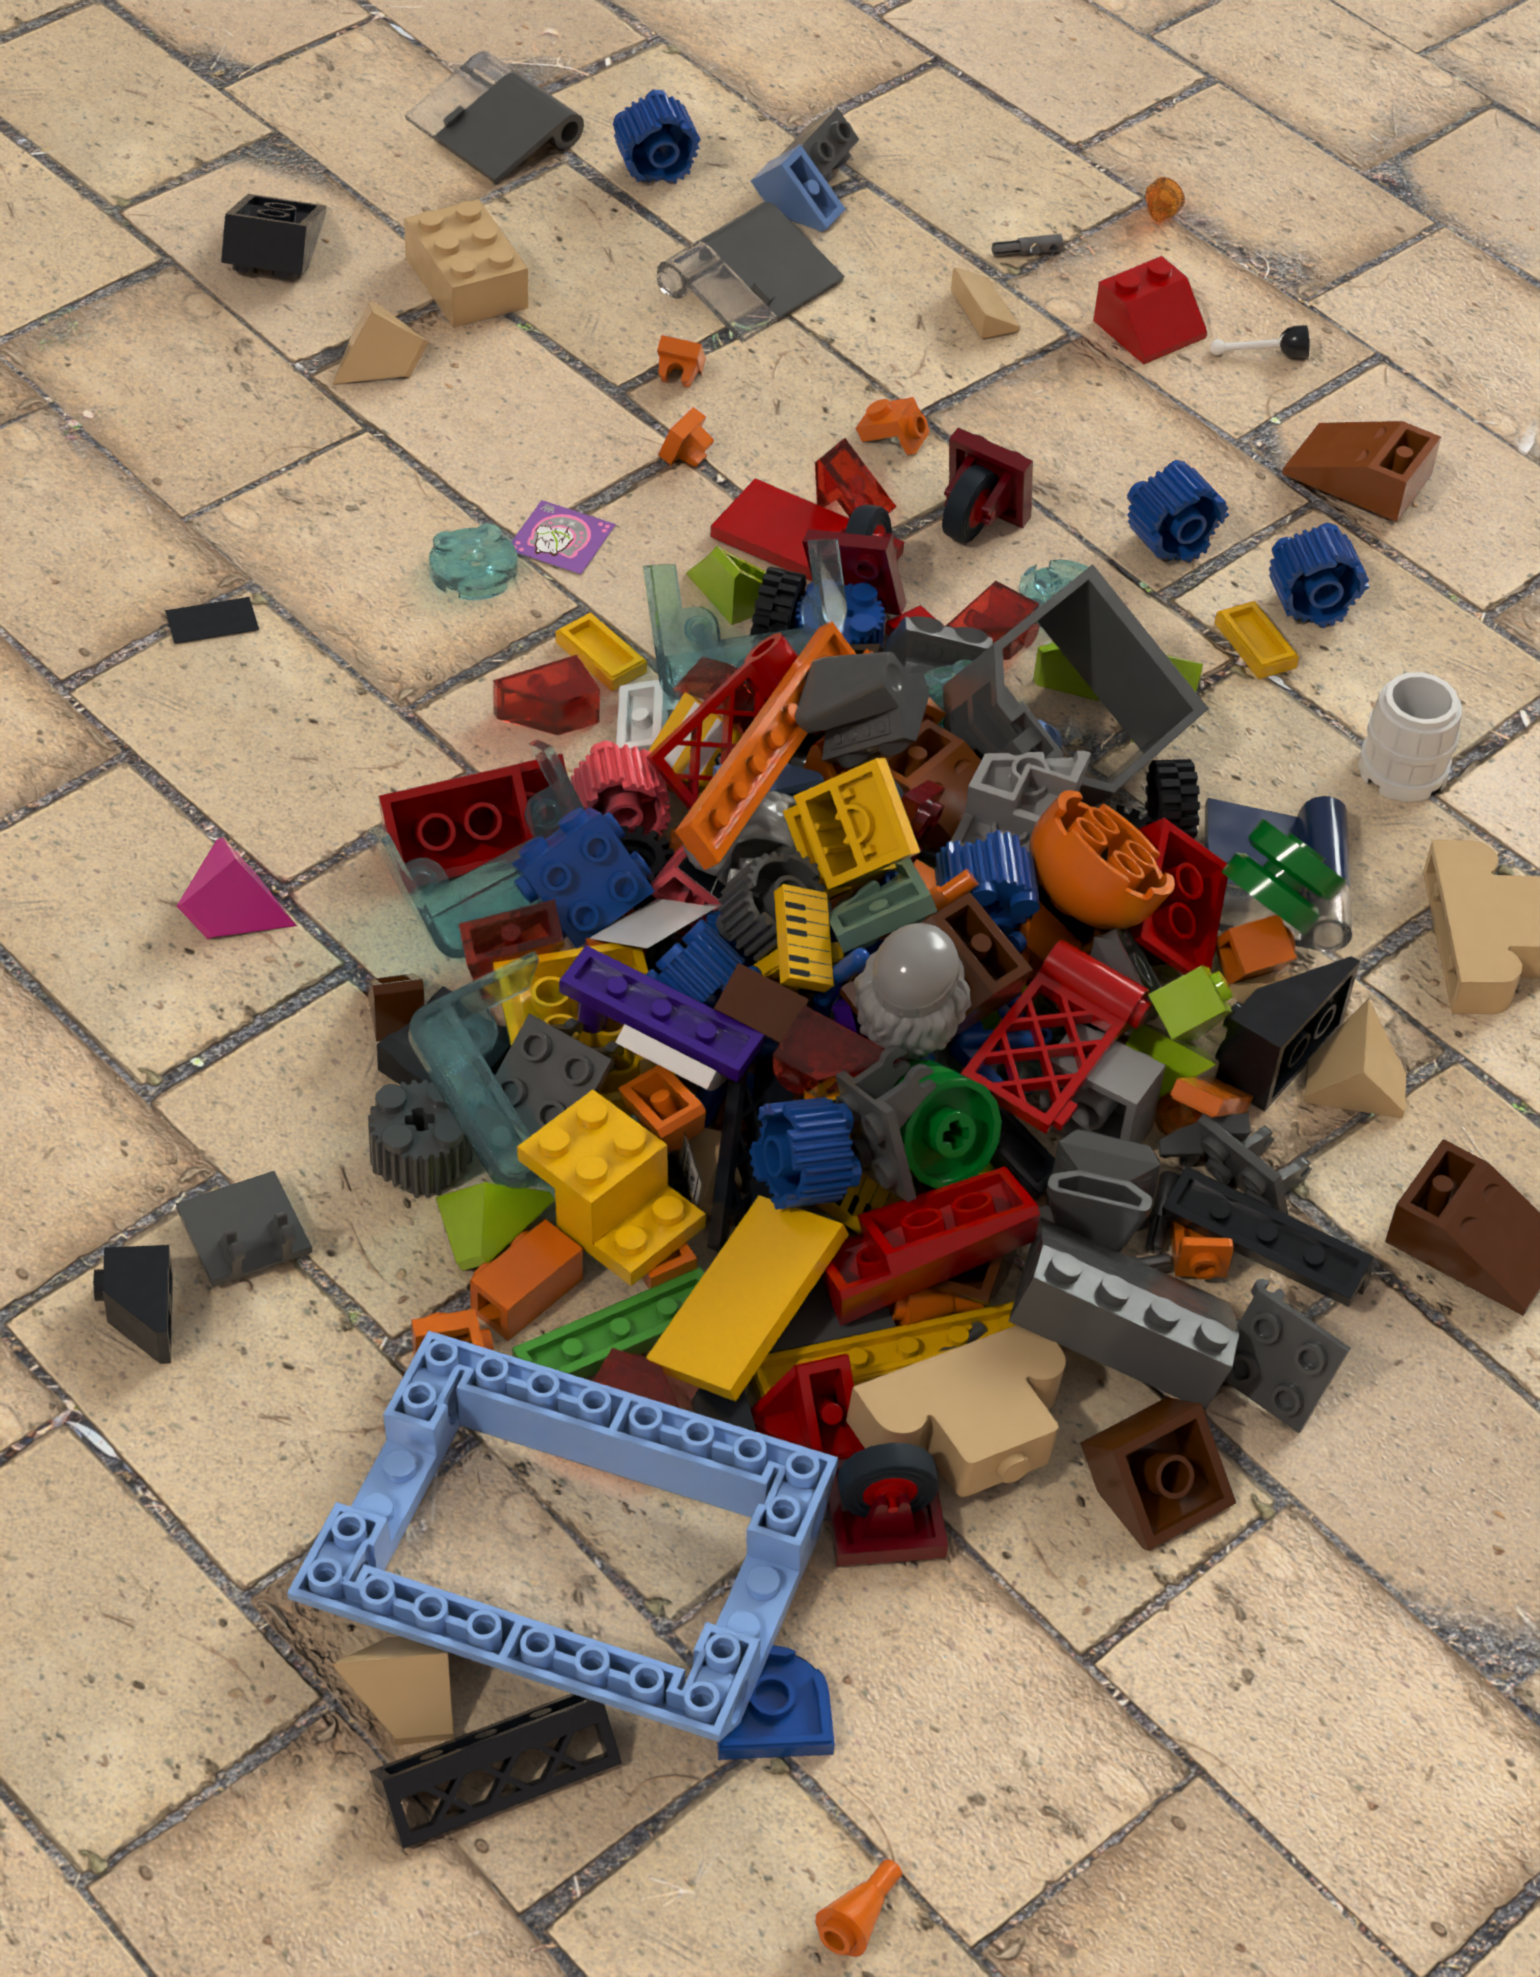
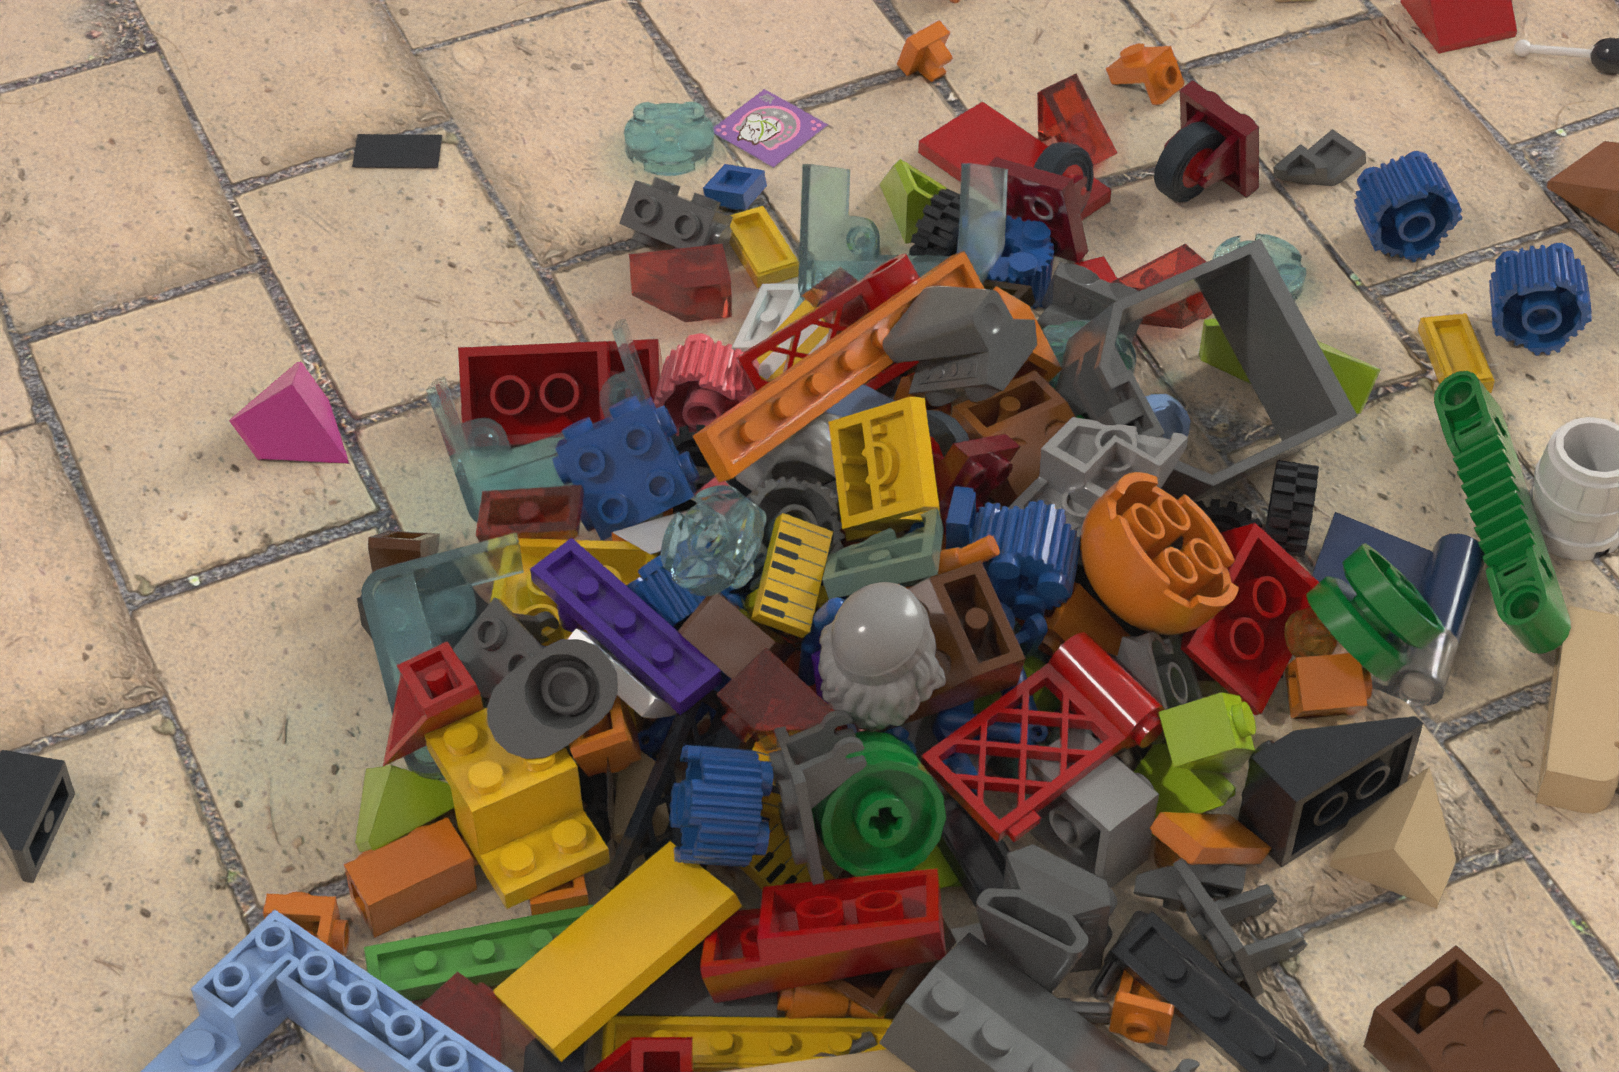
camera: 20 degrees right, 0 degrees up
(243, 1228) = (158, 760): dark grey plate -> none
(416, 1139) = (350, 704): dark grey brick -> none
(505, 637) = (663, 215): none -> dark grey brick
(506, 1111) = (430, 695): none -> red slope
(558, 599) = (735, 186): none -> blue plate
(634, 1087) = (552, 698): none -> dark grey piece
(748, 936) = (729, 560): none -> clear light blue plate
(926, 860) = (960, 517): none -> blue tile
(1081, 484) = (1324, 163): none -> dark grey slope
(1231, 906) = (1308, 635): none -> clear orange tile
(1350, 770) = (1504, 516): none -> green gear

